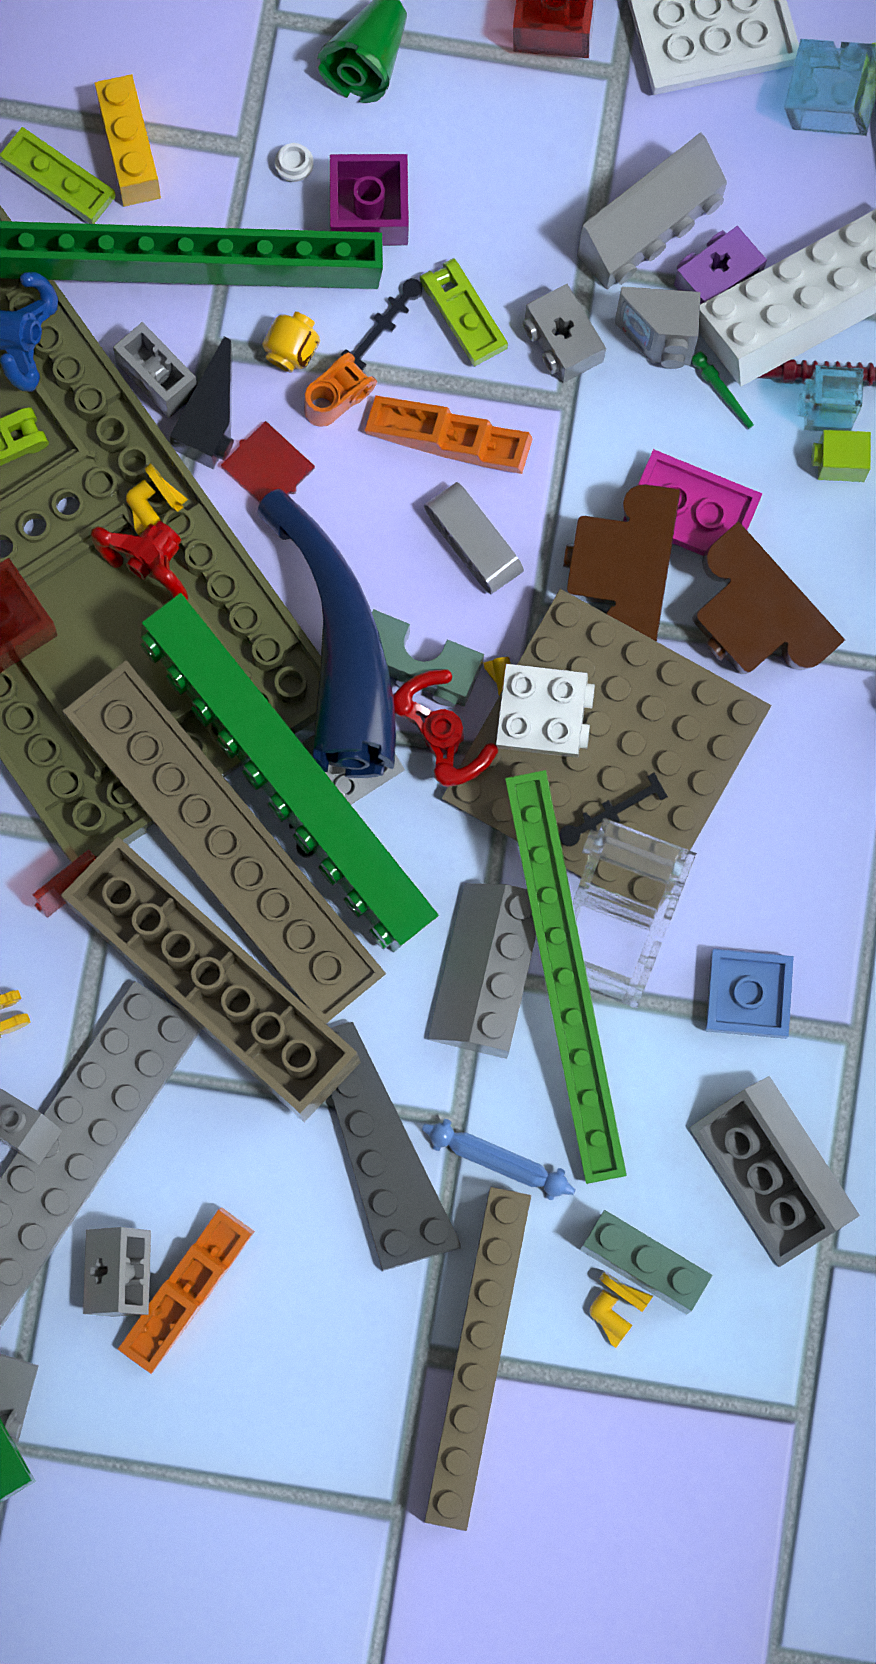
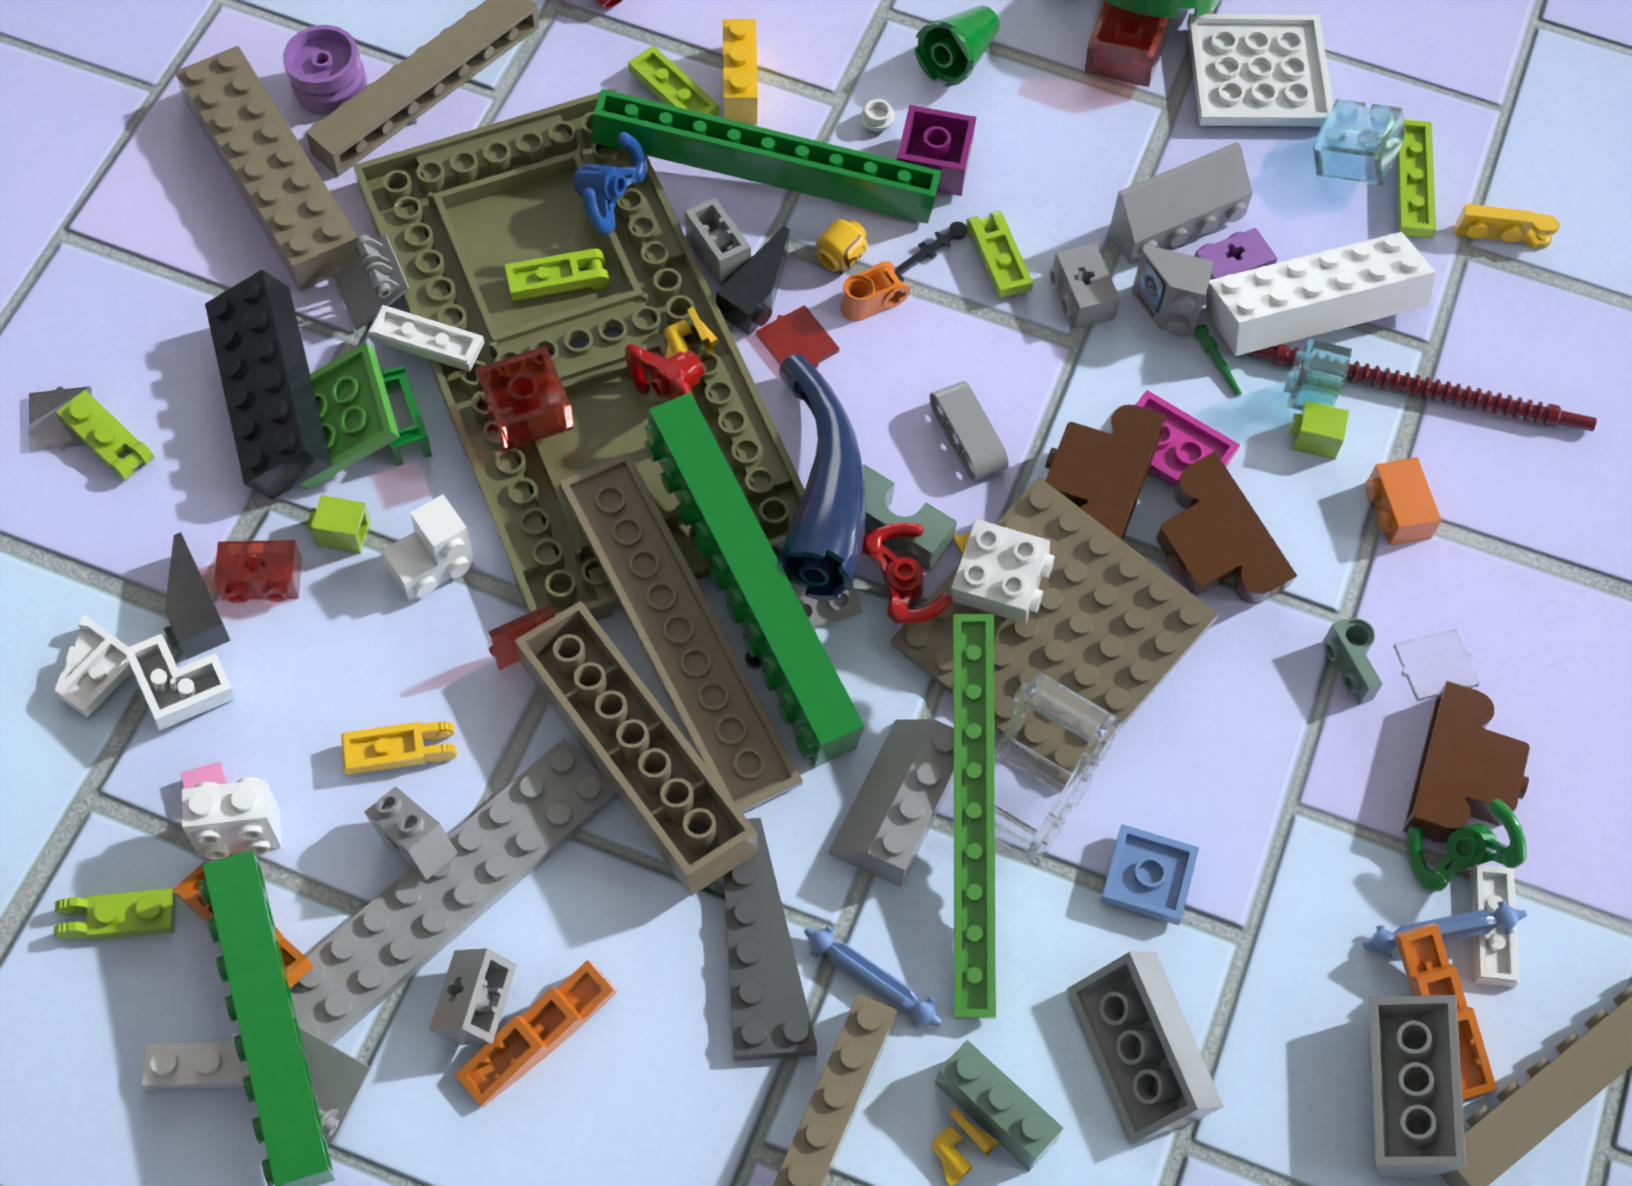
camera: 15 degrees right, 15 degrees down
(448, 434) = (969, 348): orange slope -> none
(570, 834) = (1005, 692): black piece -> none

